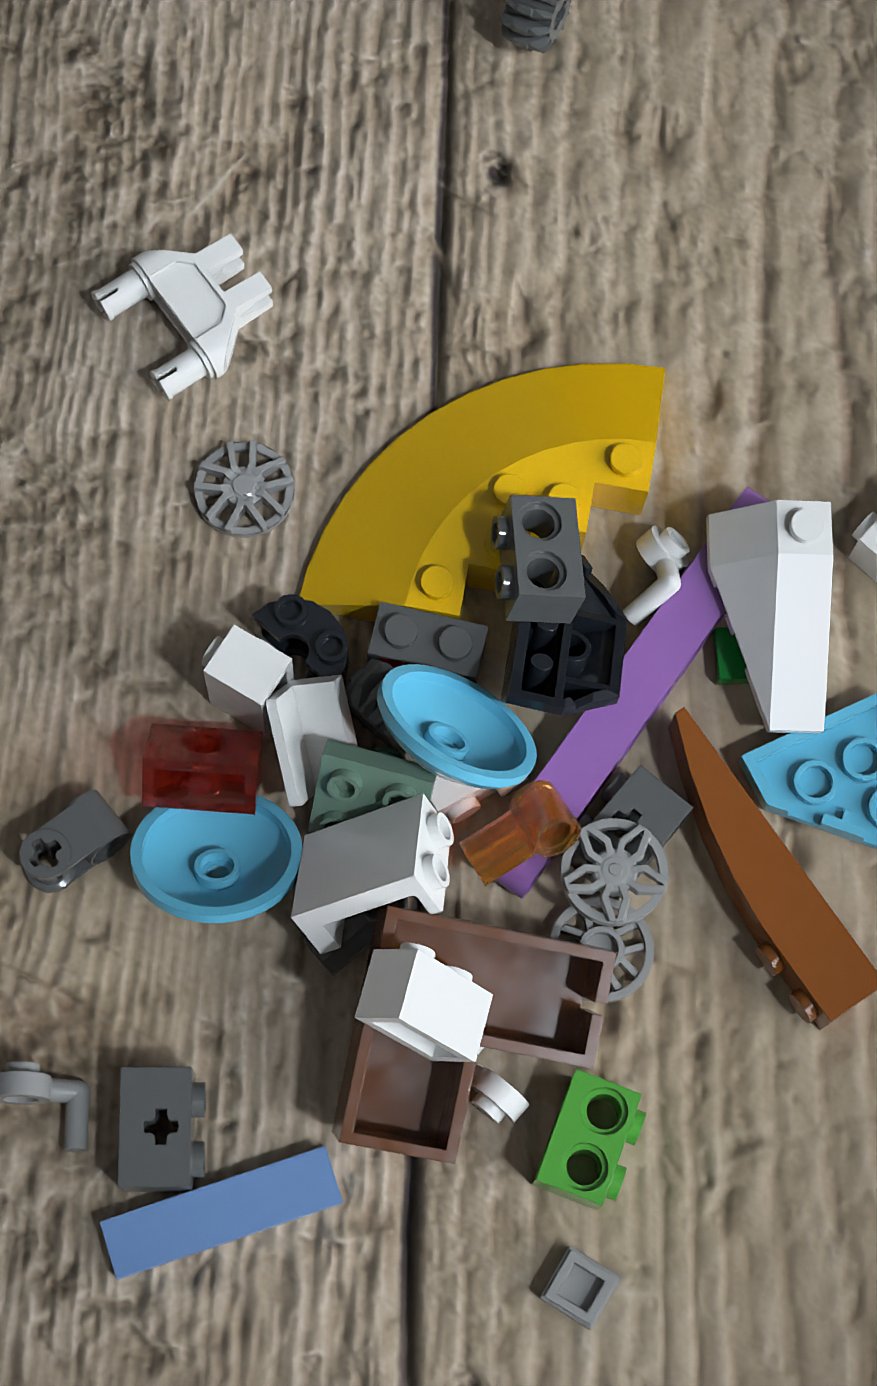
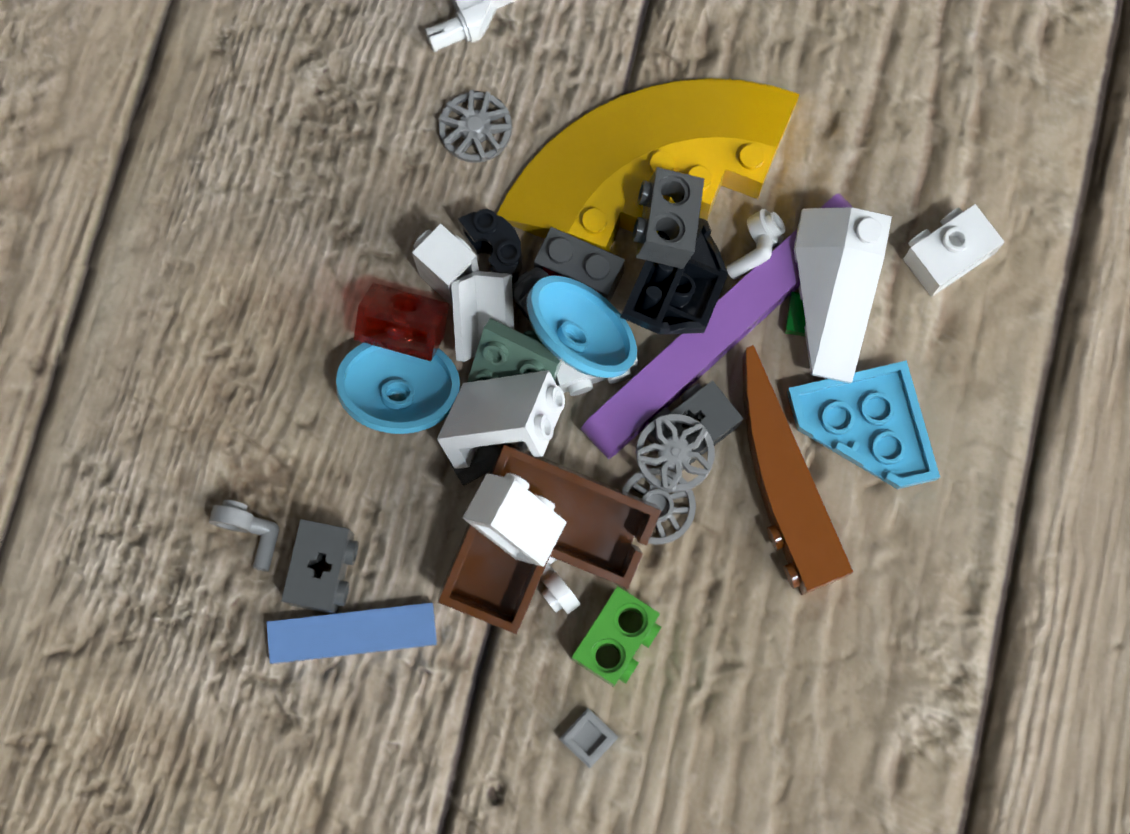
camera: 20 degrees right, 5 degrees up
(79, 839) = (305, 355): dark grey piece -> none
(535, 825) = (625, 409): clear orange piece -> none

